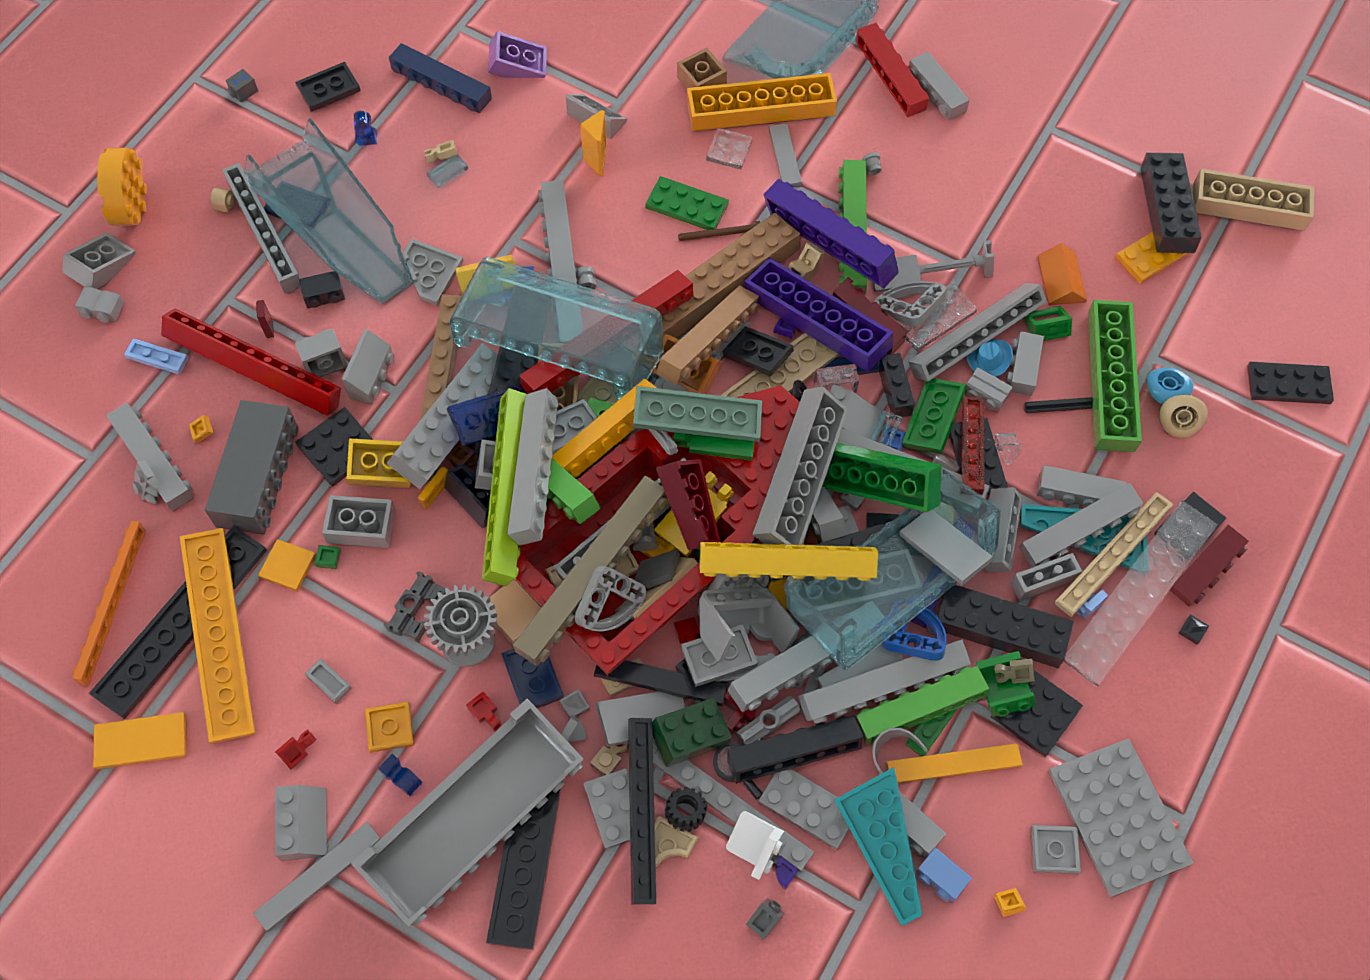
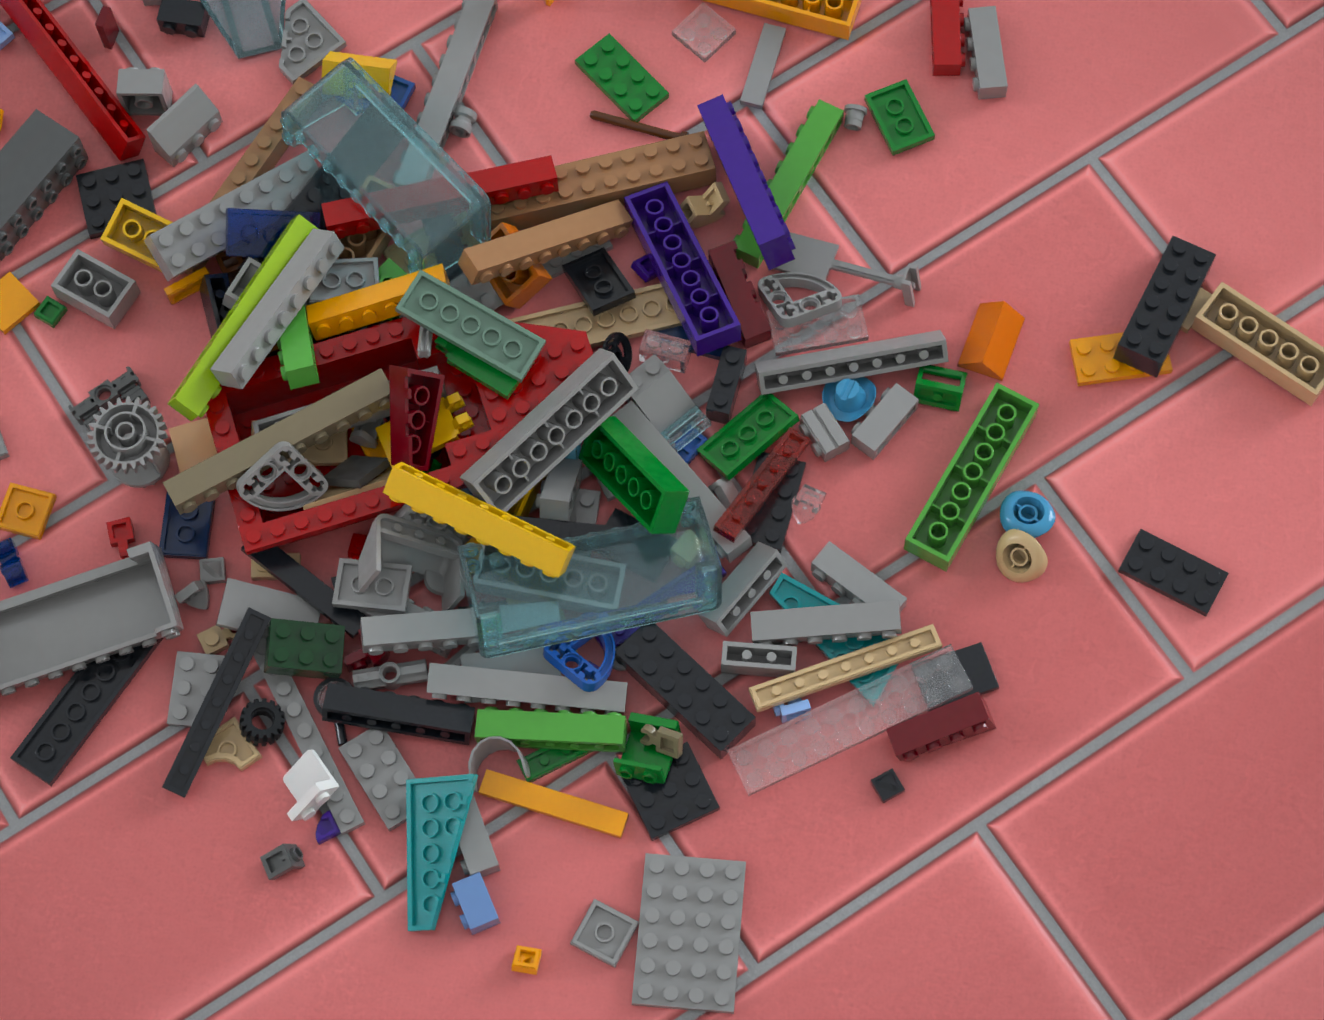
camera: 30 degrees right, 5 degrees up
(904, 151) = (899, 117): none -> green plate
(946, 546) = (660, 579): light grey tile -> none
(1058, 405) = (894, 483): black axle -> none

